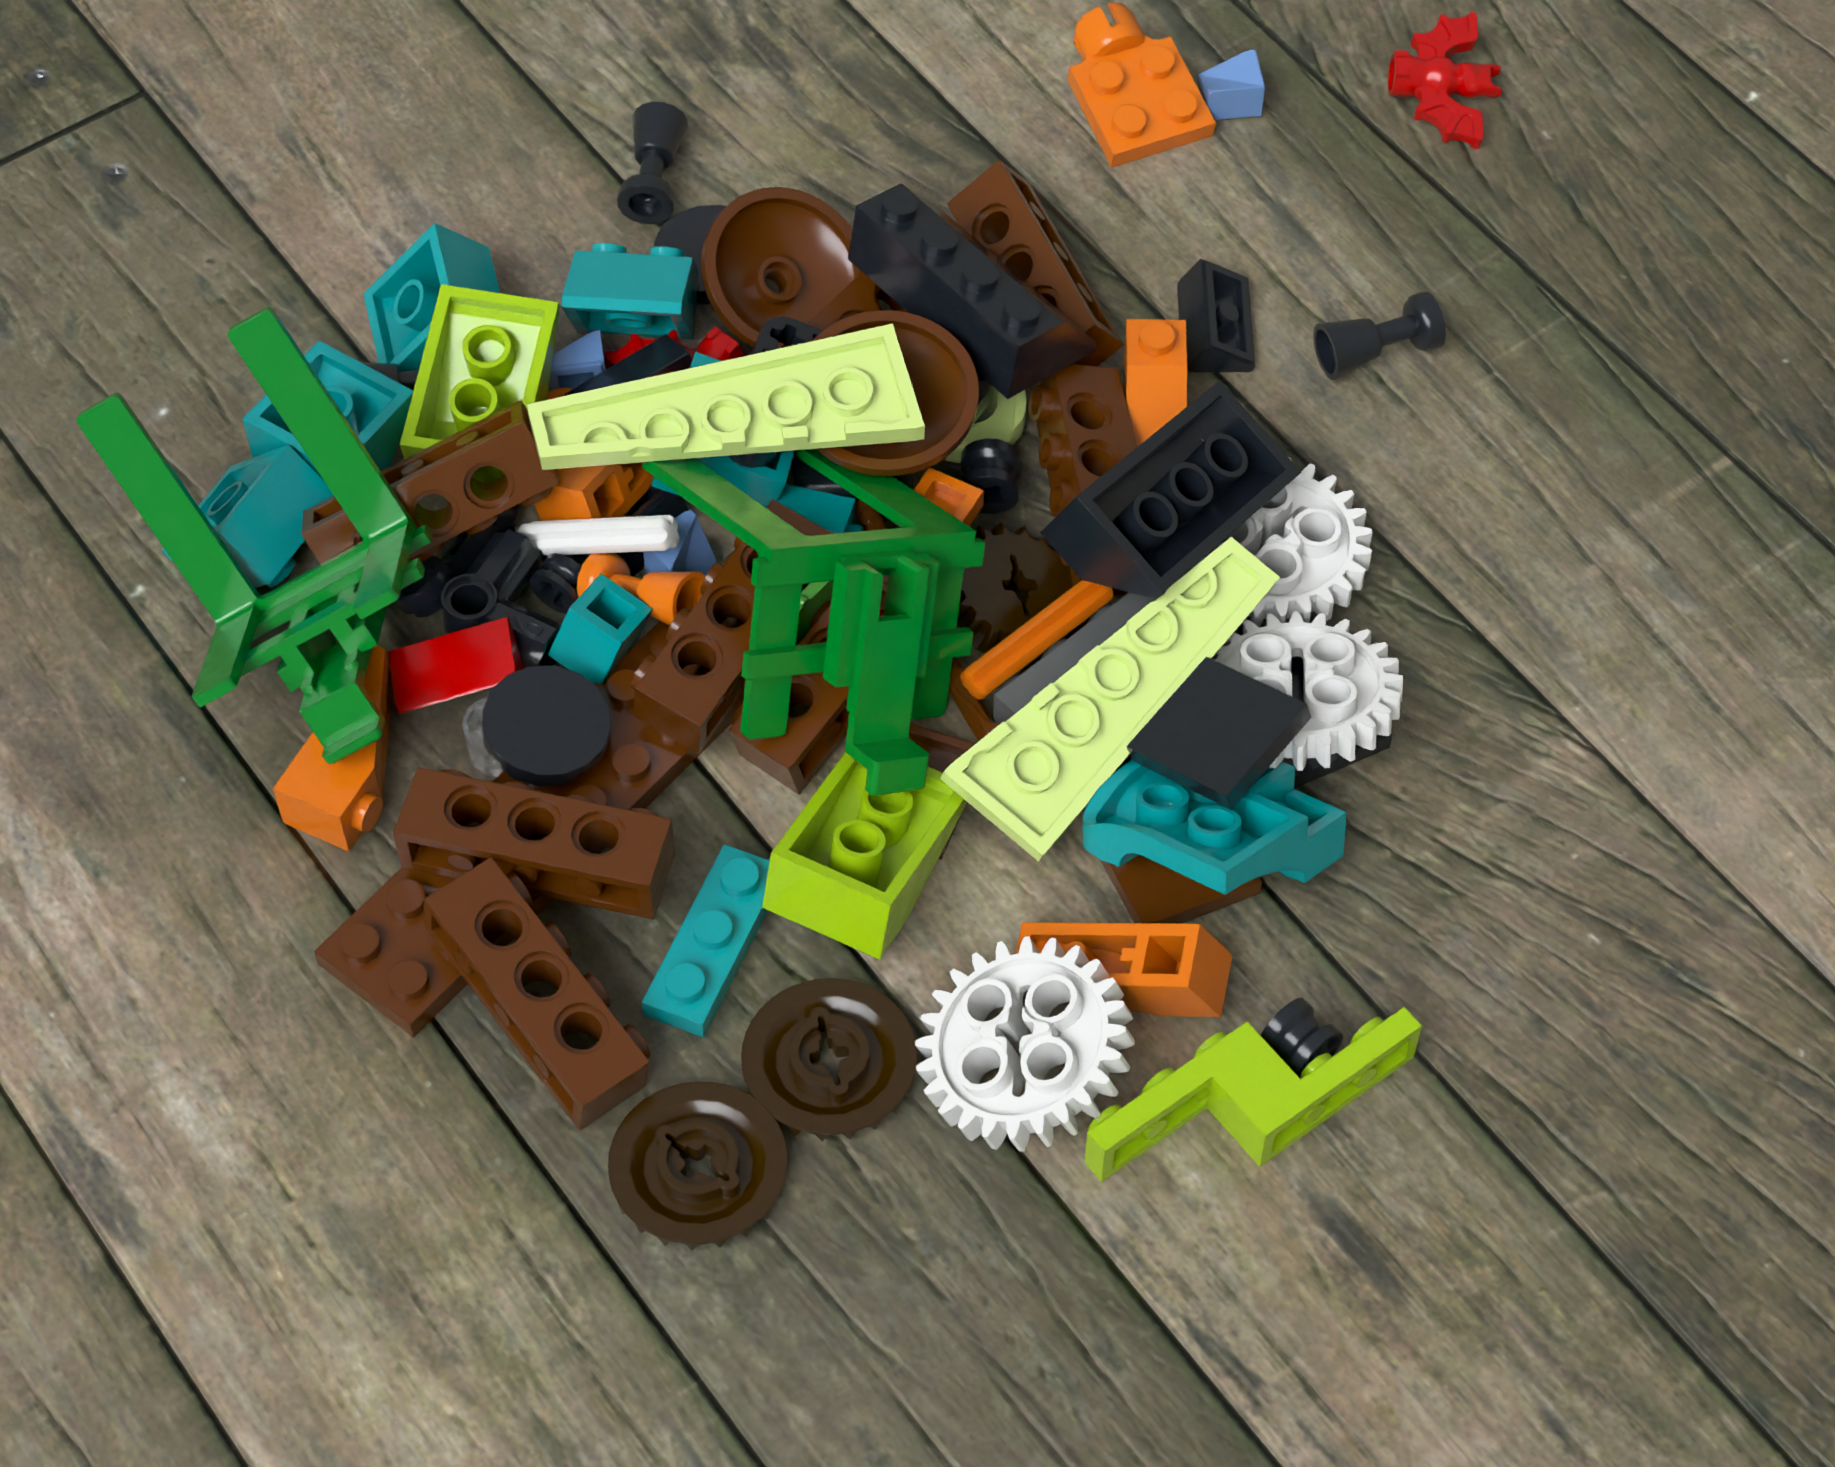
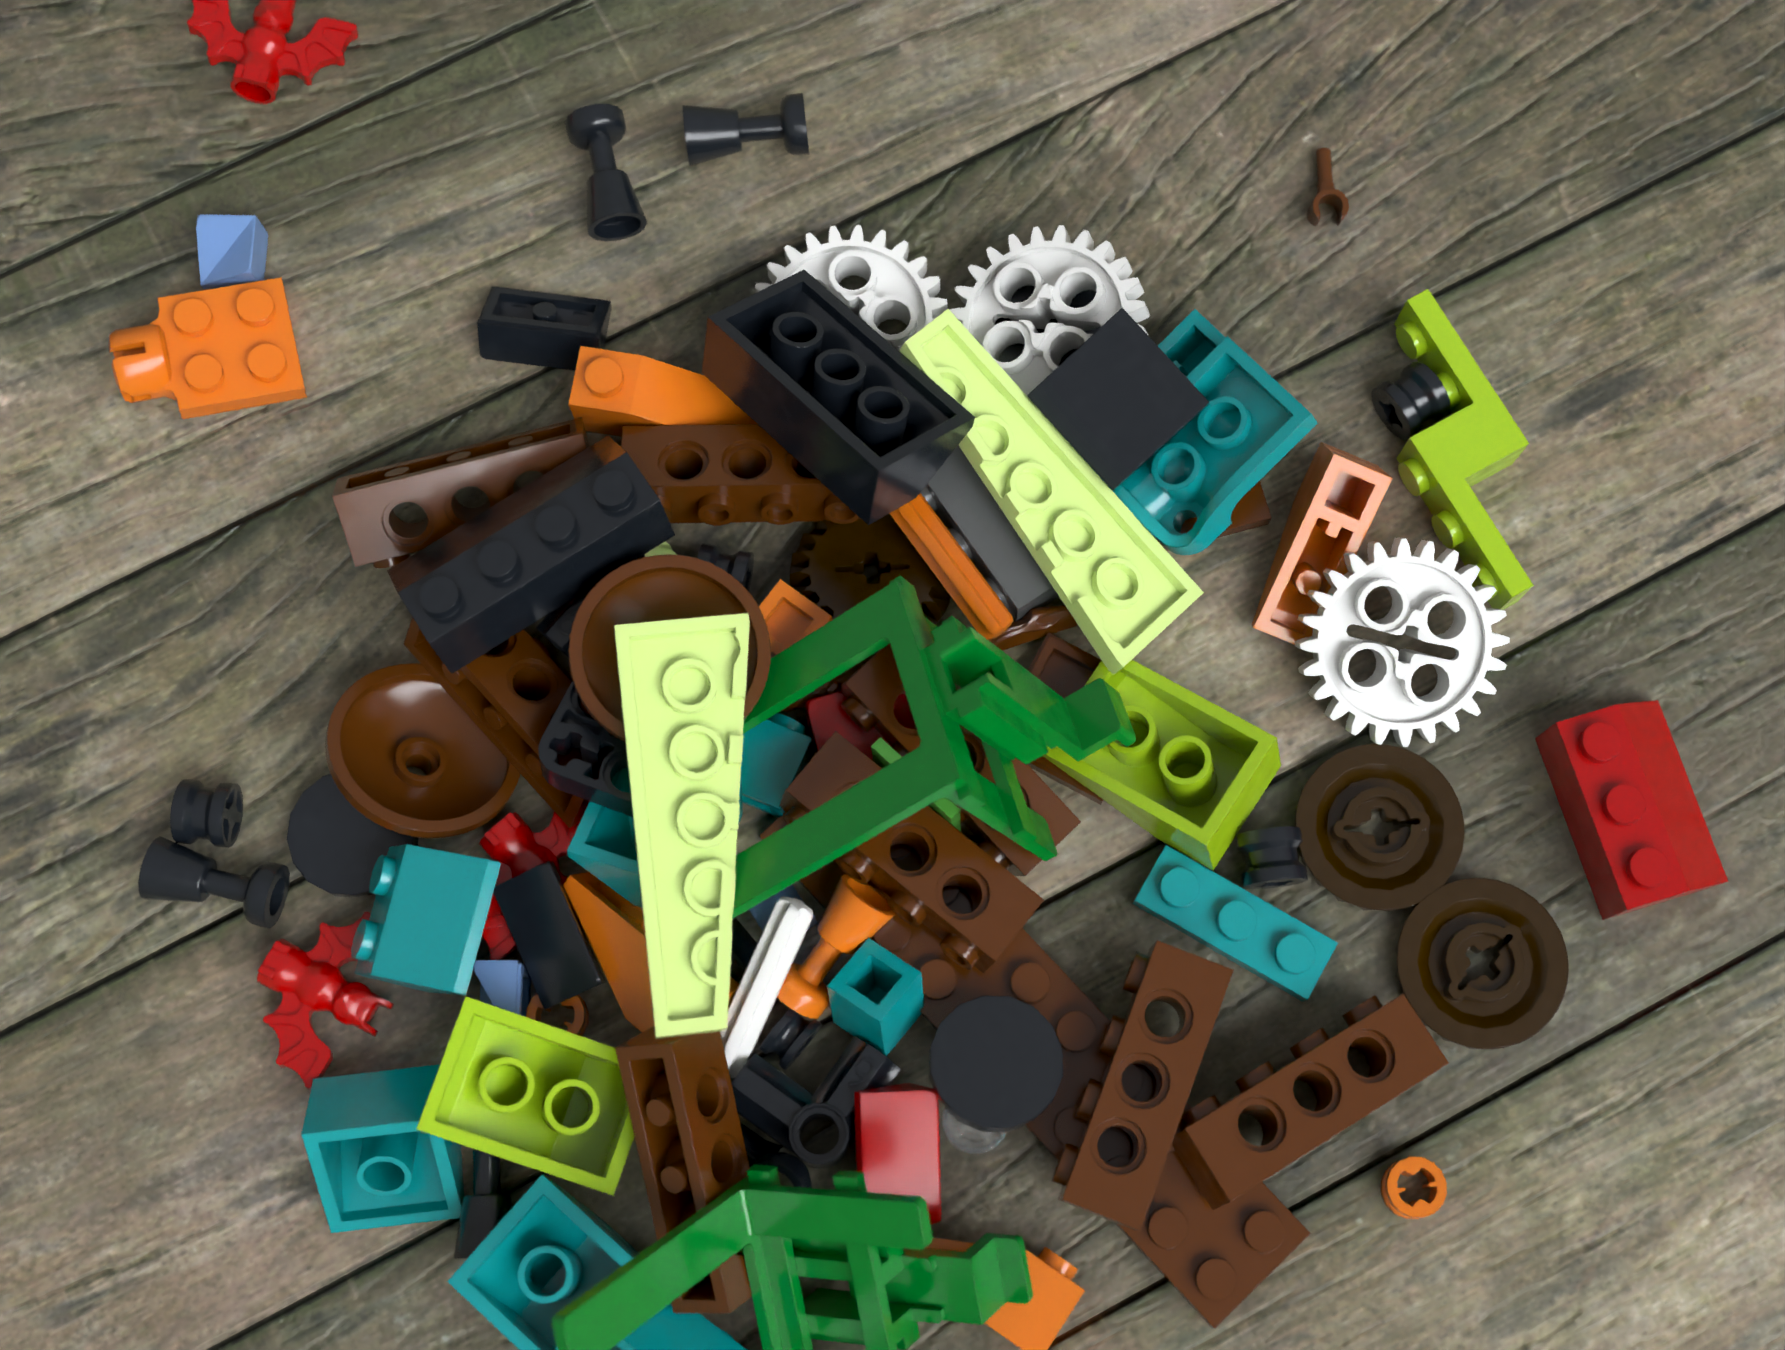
camera: 80 degrees left, 20 degrees up
(455, 1101) = (1417, 1208): none -> orange bush
(578, 230) = (311, 984): none -> red animal
(712, 148) = (206, 813): none -> black wheel
(780, 954) = (1271, 857): none -> black wheel
(884, 1291) = (1629, 807): none -> red slope
(1443, 411) = (720, 131): none -> black piece
(1512, 940) = (1326, 190): none -> reddish brown hand

